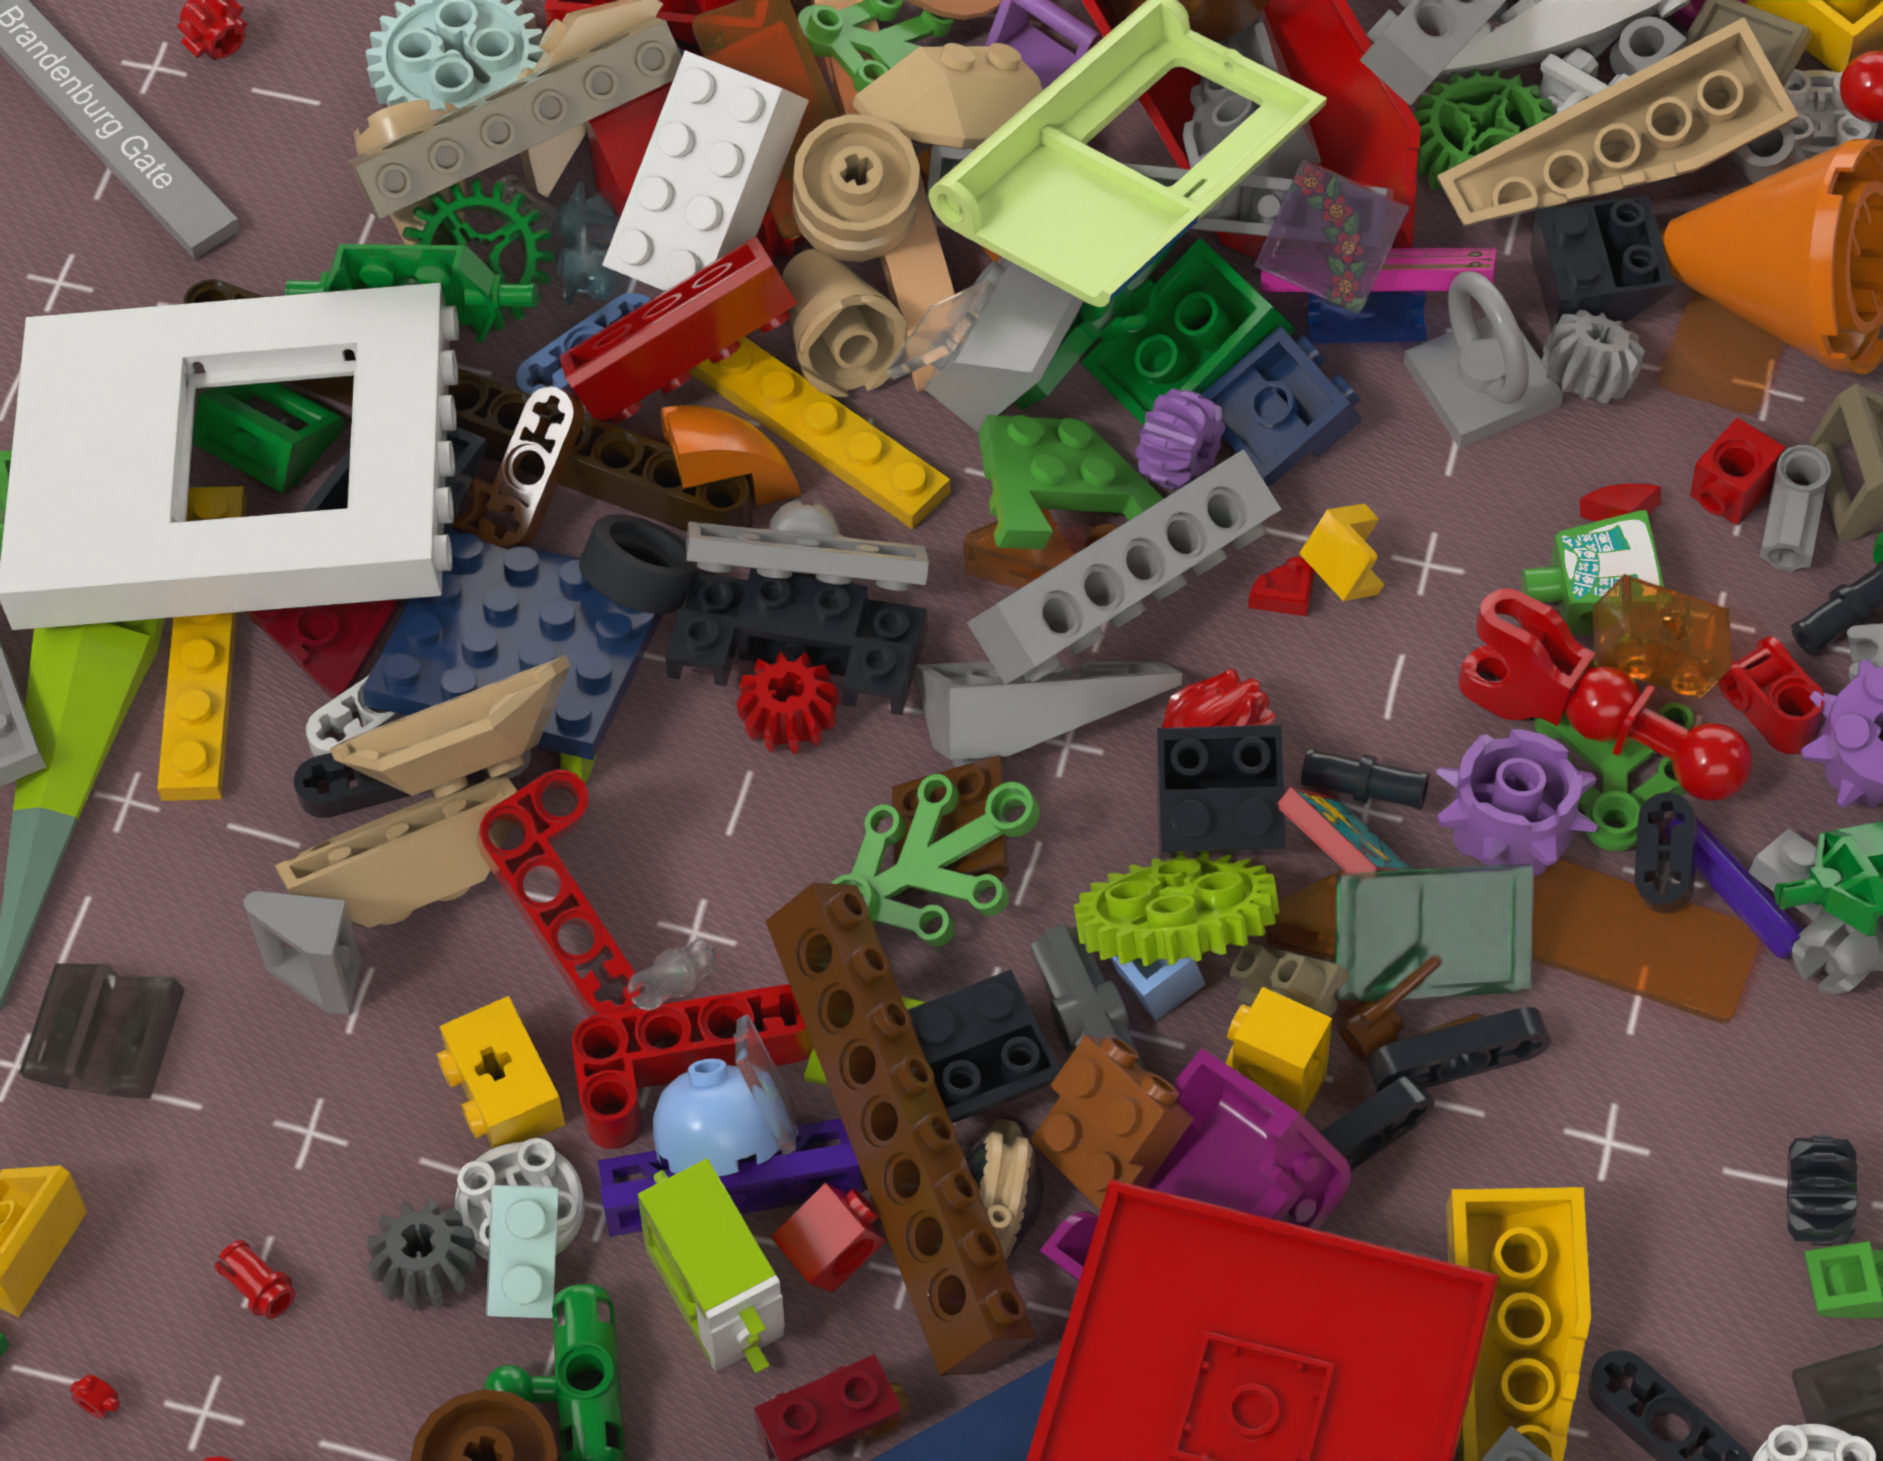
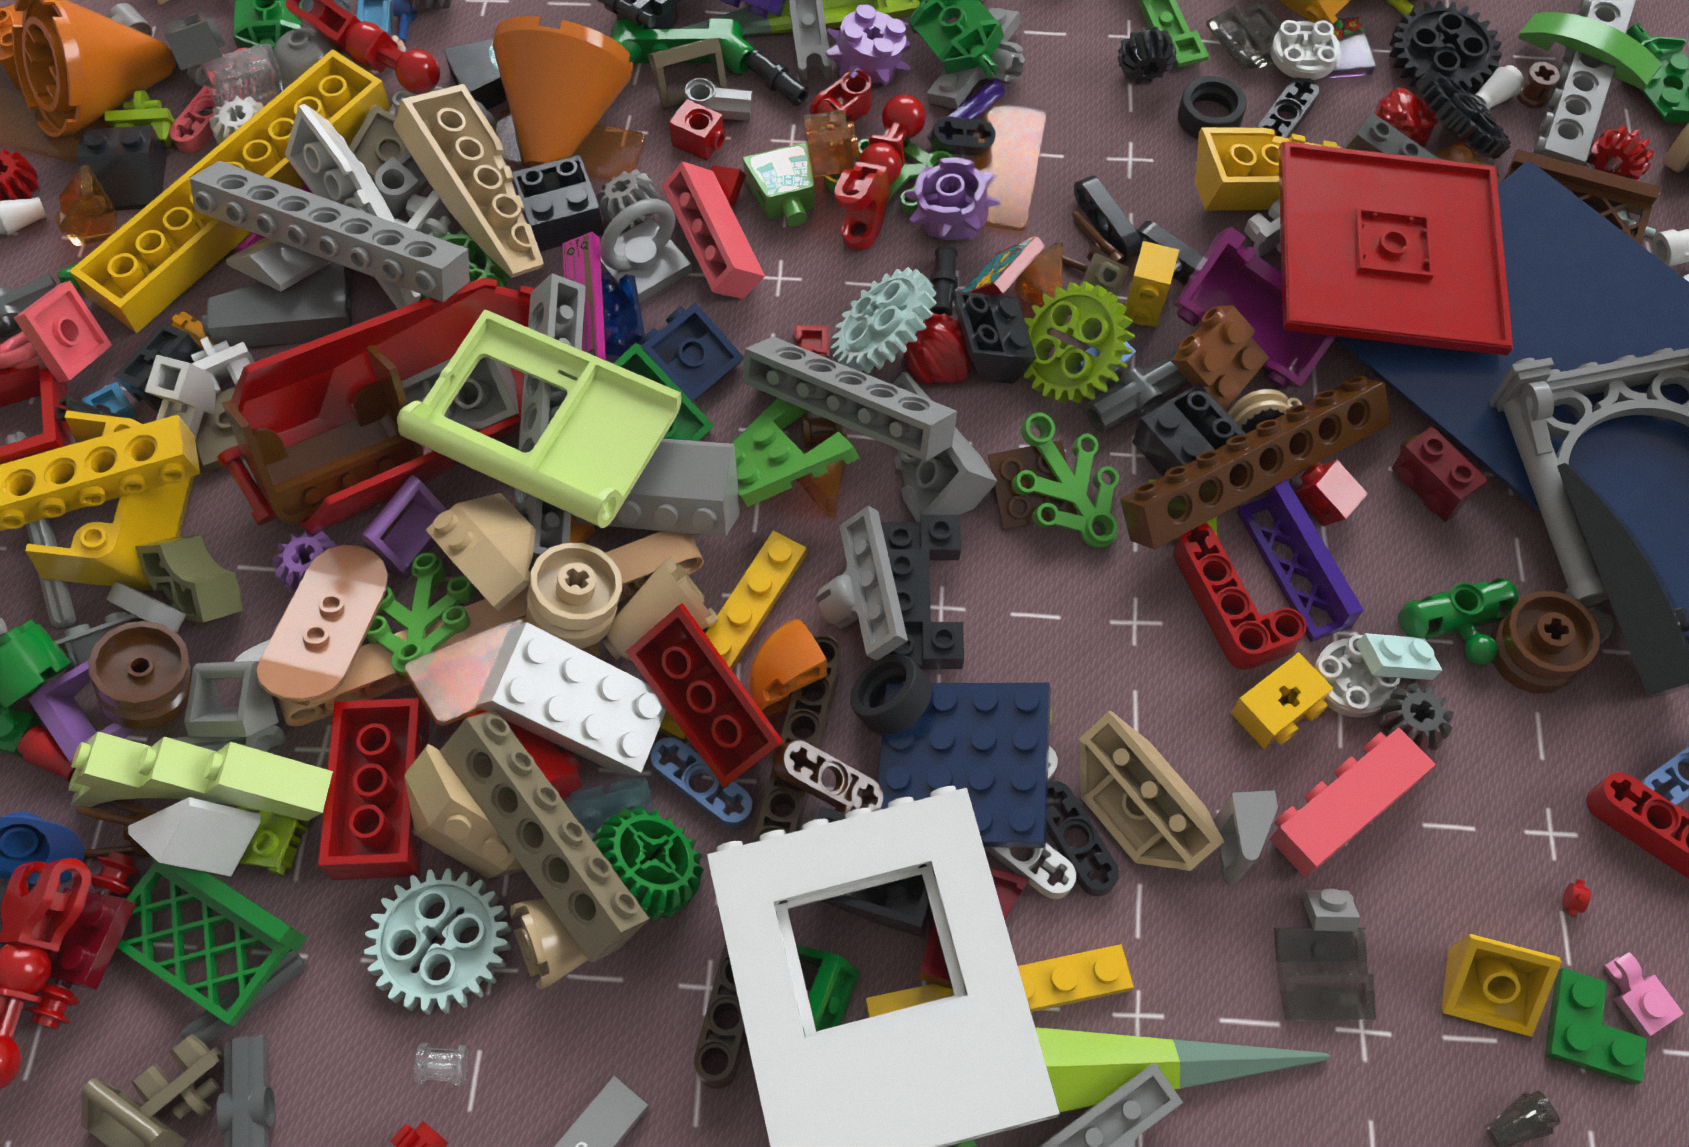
camera: 105 degrees left, 5 degrees up
(178, 1053) = (1331, 910): none -> light grey plate
(265, 1289) = (1465, 817): red pin -> none
(306, 54) = (441, 1064): none -> clear bush
(318, 1115) = (1351, 801): none -> coral brick
(460, 271) = (699, 908): green plate -> none
(460, 735) = (1076, 761): tan wedge -> none
(570, 904) = (1147, 698): red beam -> none
(674, 973) = (1188, 608): clear axle -> none
(710, 1117) = (1287, 561): light blue cylinder -> none
(712, 1266) = (1387, 535): lime piece -> none
(766, 1084) = (1257, 533): clear piece -> none
(787, 702) = (967, 576): red gear -> none
(941, 329) = (685, 524): clear piece -> none
(1179, 438) = (730, 396): medium lavender gear -> none
(1302, 661) = (884, 320): none -> light aqua gear
(1331, 236) = (584, 308): clear purple tile -> none
(1341, 554) = (796, 305): yellow panel -> none
(1463, 914) = (1051, 221): clear green piece -> none
(1508, 460) = (712, 231): none -> coral brick
(1710, 1248) = (1211, 89): none -> black tyre

